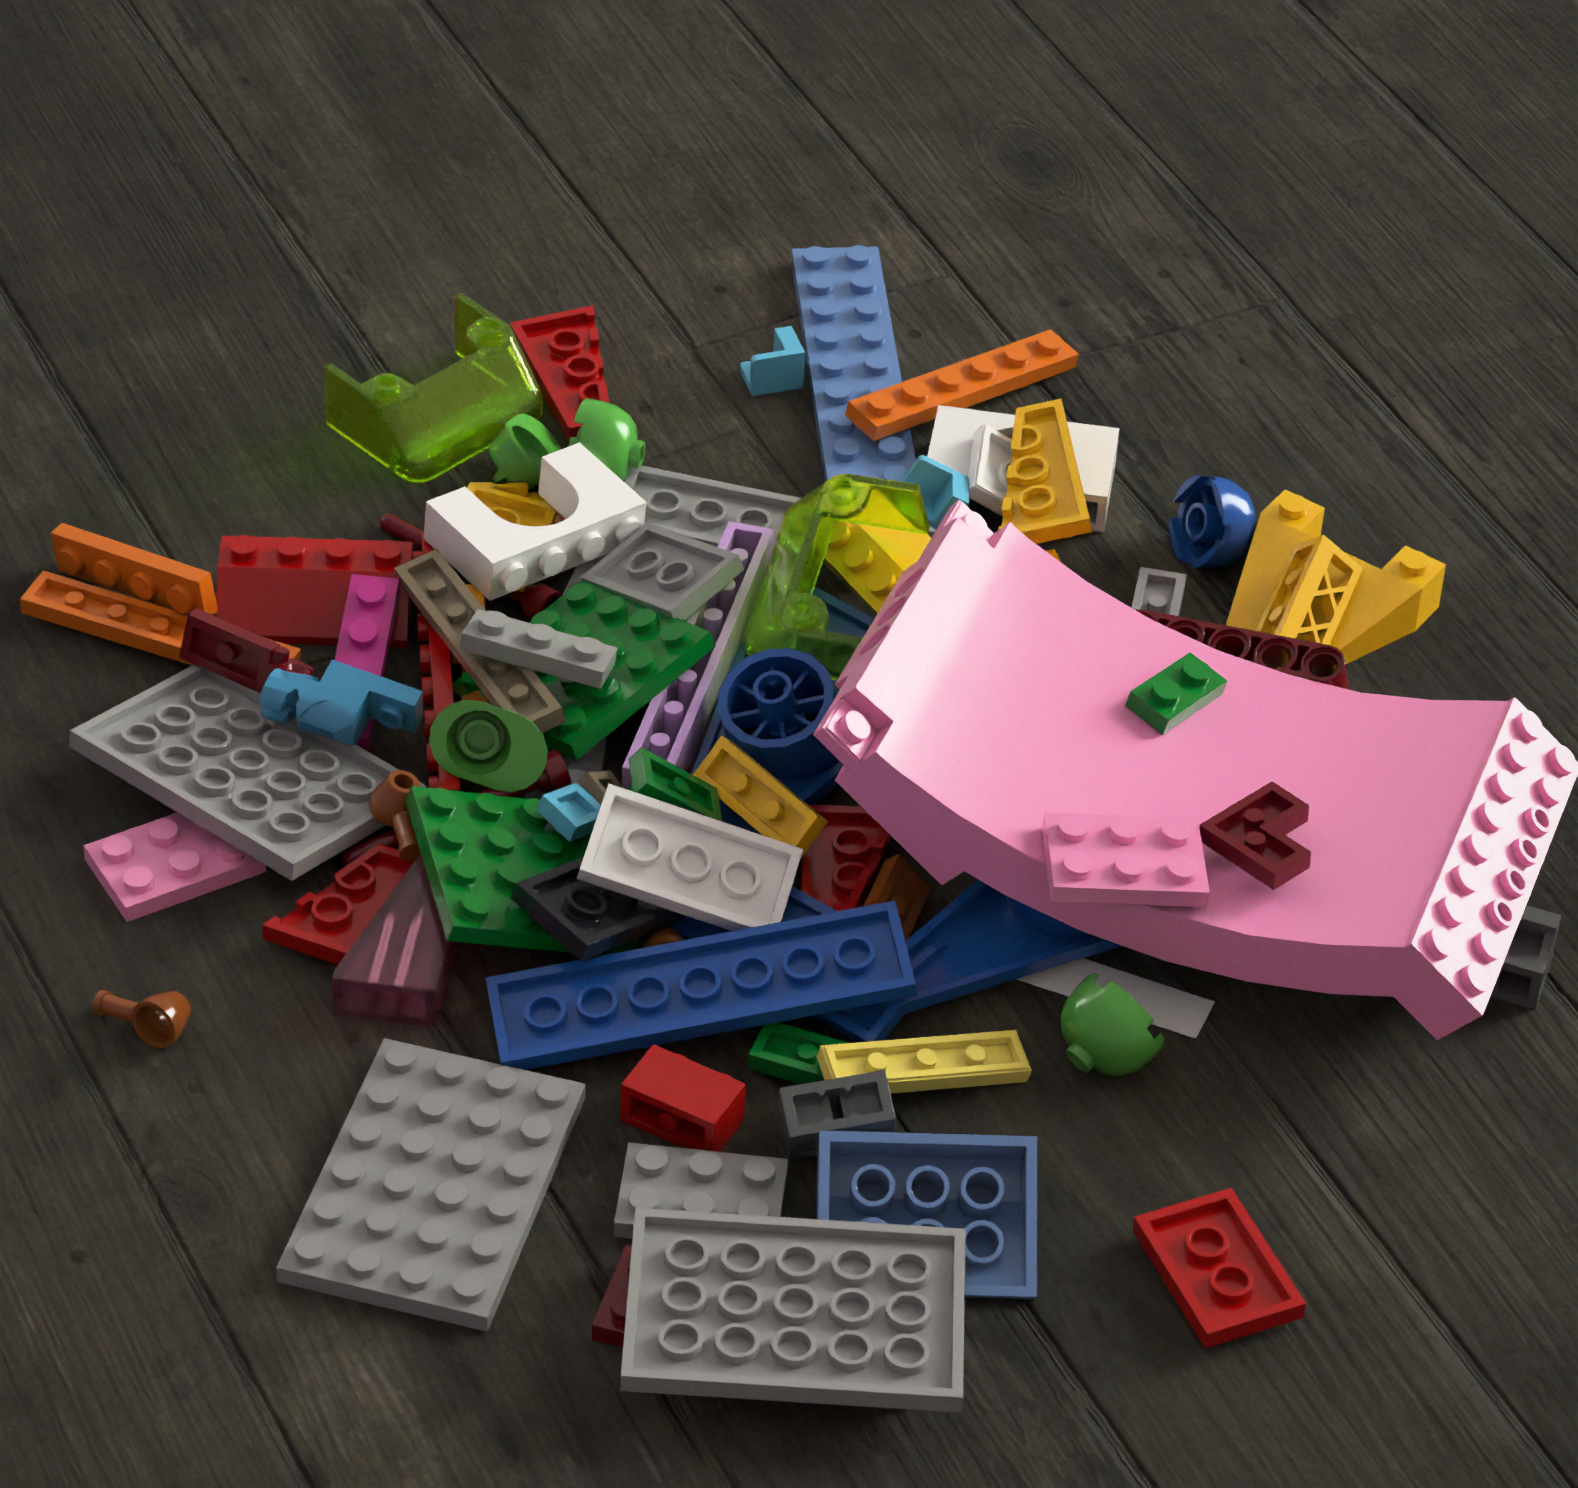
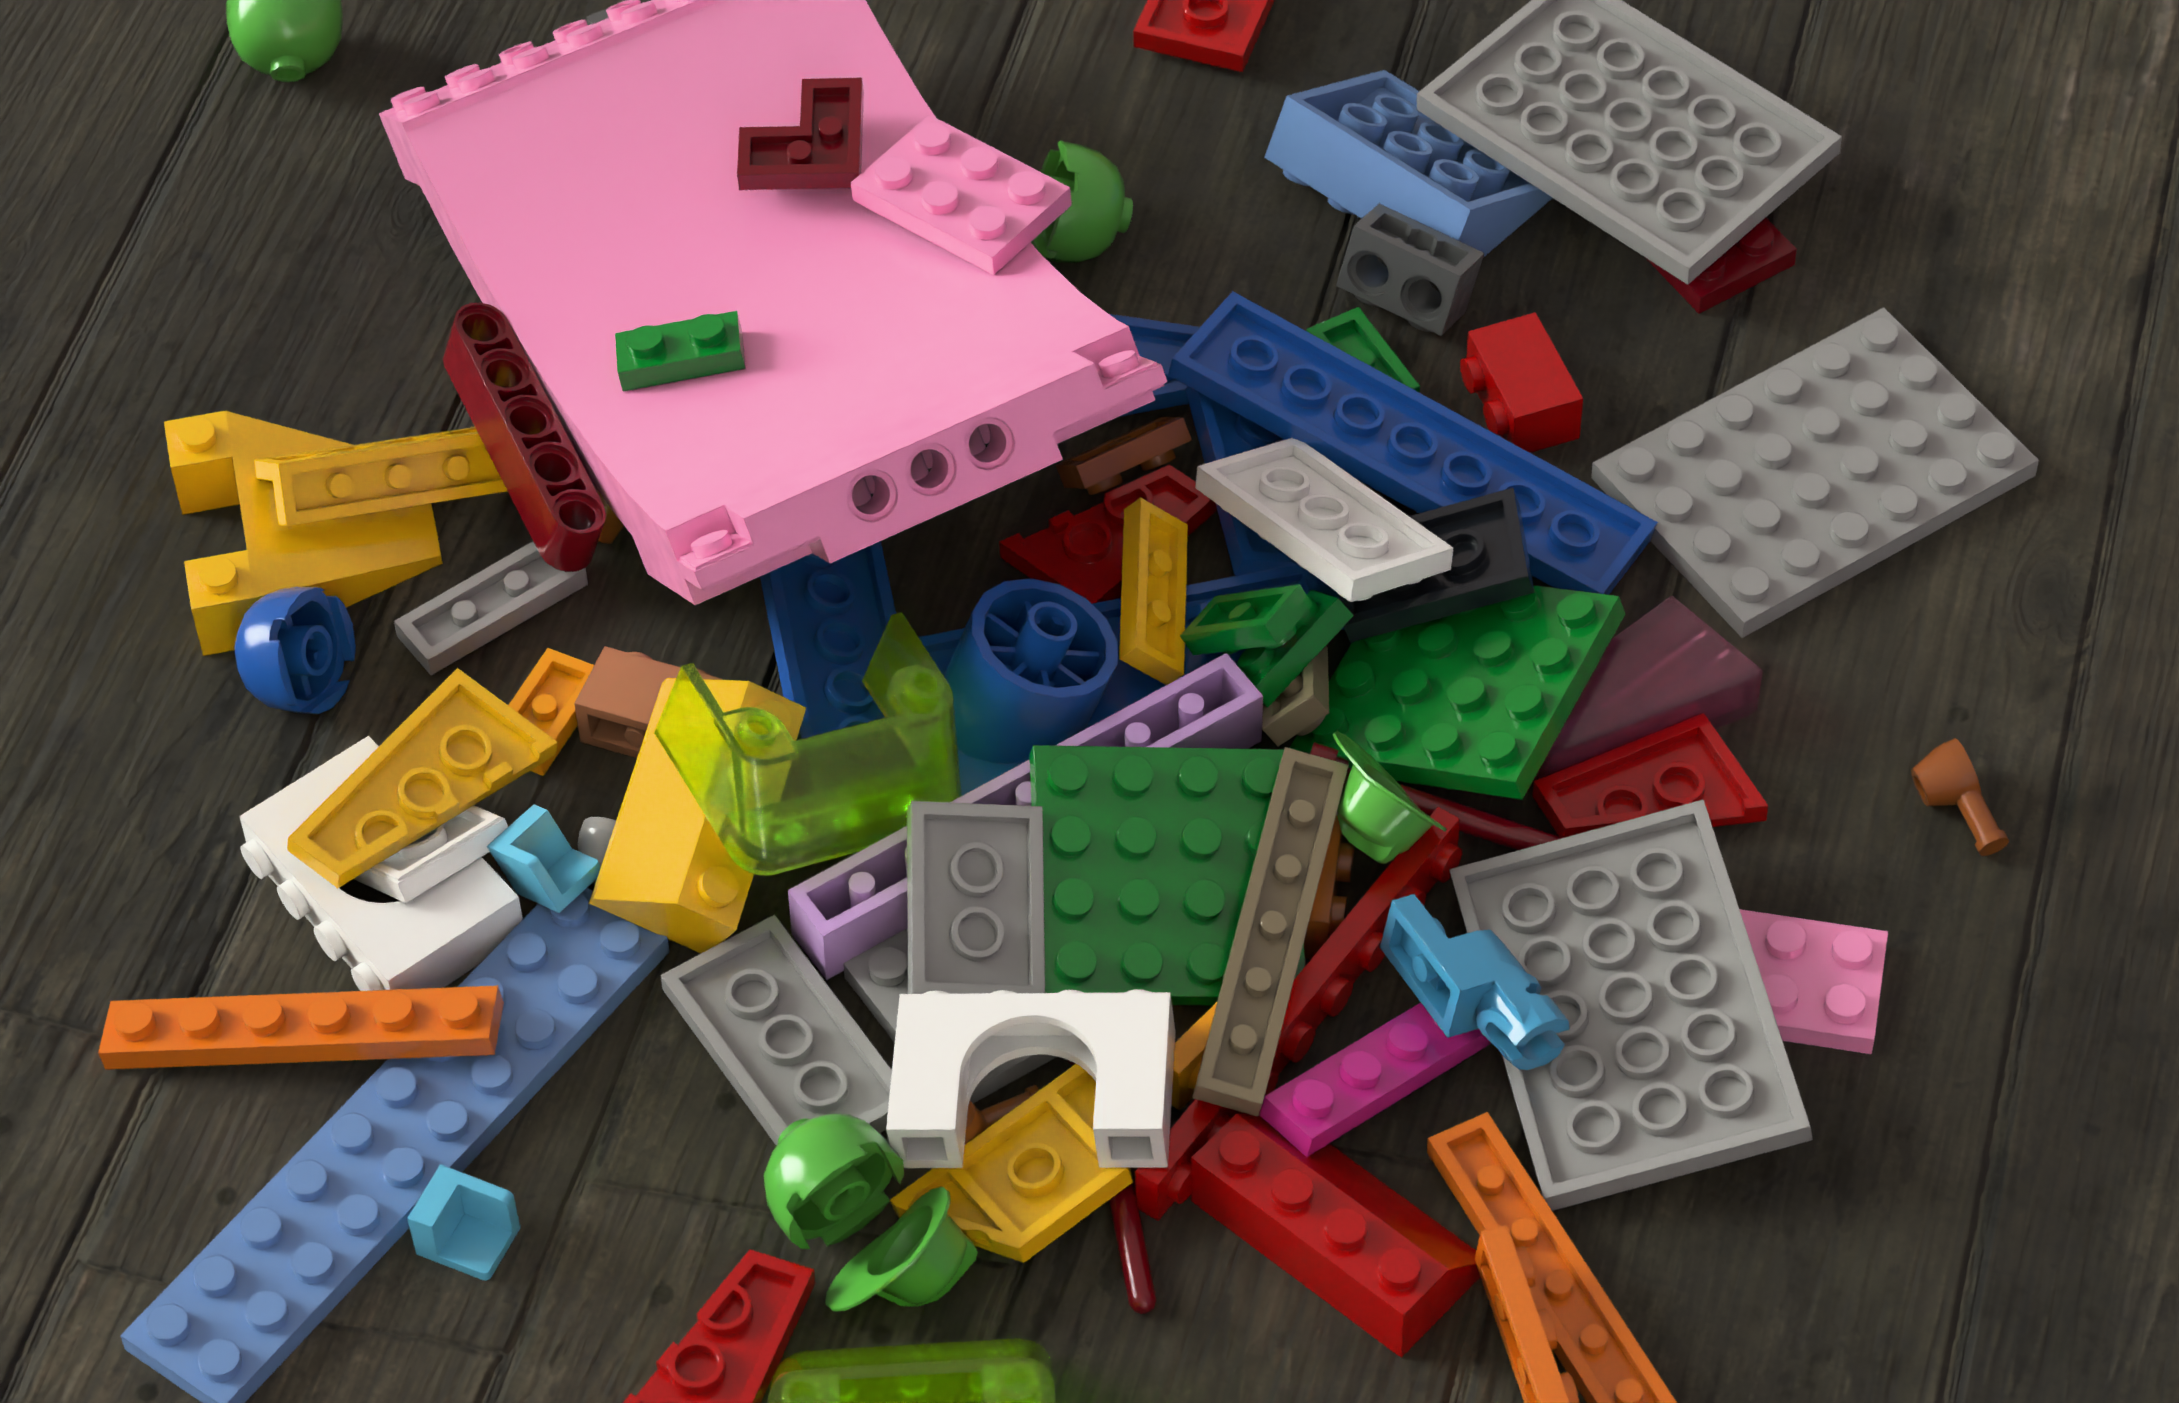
camera: 135 degrees left, 10 degrees up
(234, 651) = (1512, 1125): dark red hinge -> none
(390, 808) = (1516, 827): dark orange bar -> none
(538, 648) = (1238, 834): light grey plate -> none
(570, 811) = (1359, 684): medium azure plate -> none
(698, 1183) = (1591, 309): light grey plate -> none
(932, 1061) = (1278, 286): light yellow tile -> none

